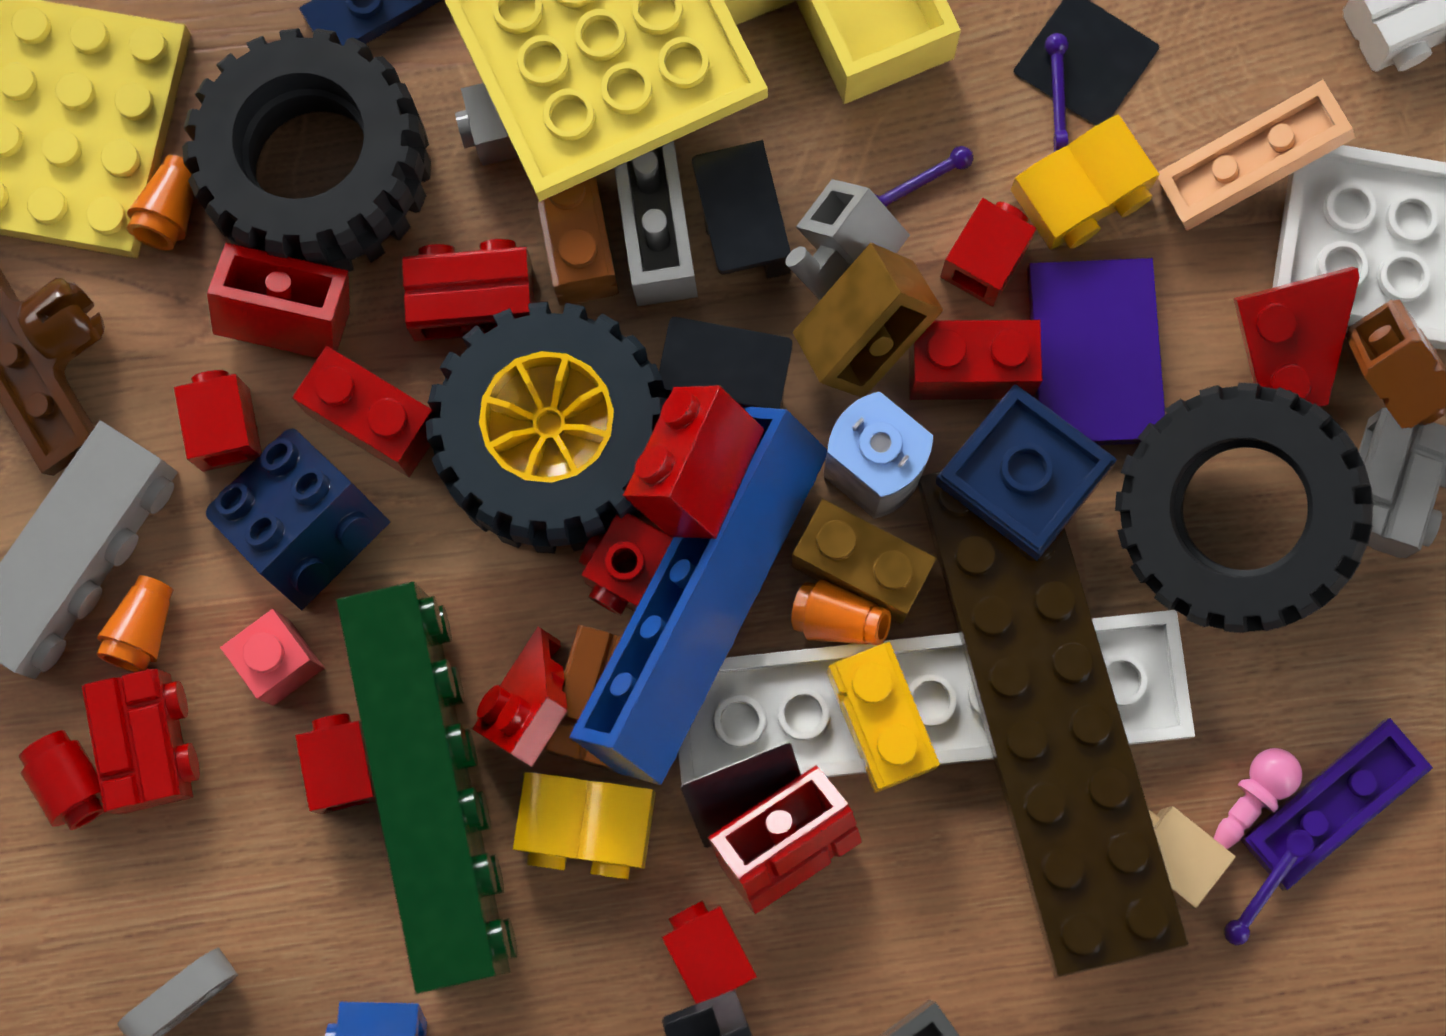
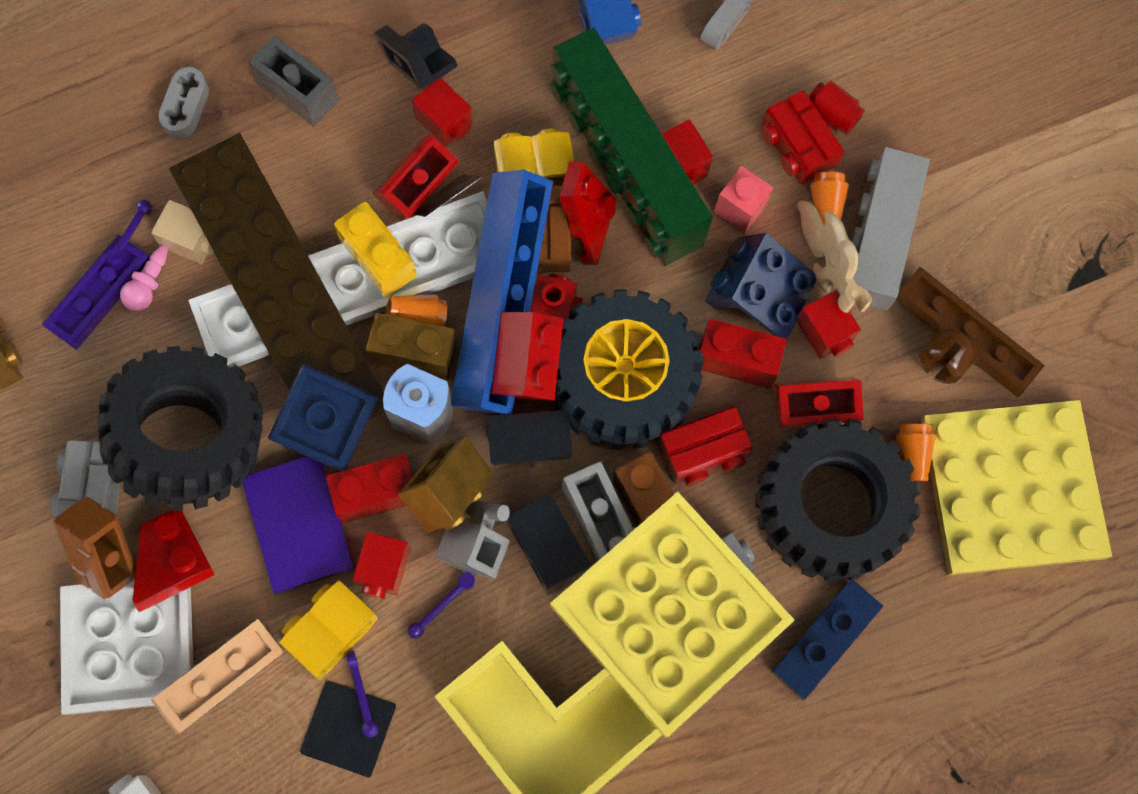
camera: 155 degrees right, 5 degrees down
(160, 504) = (840, 255): none -> tan piece

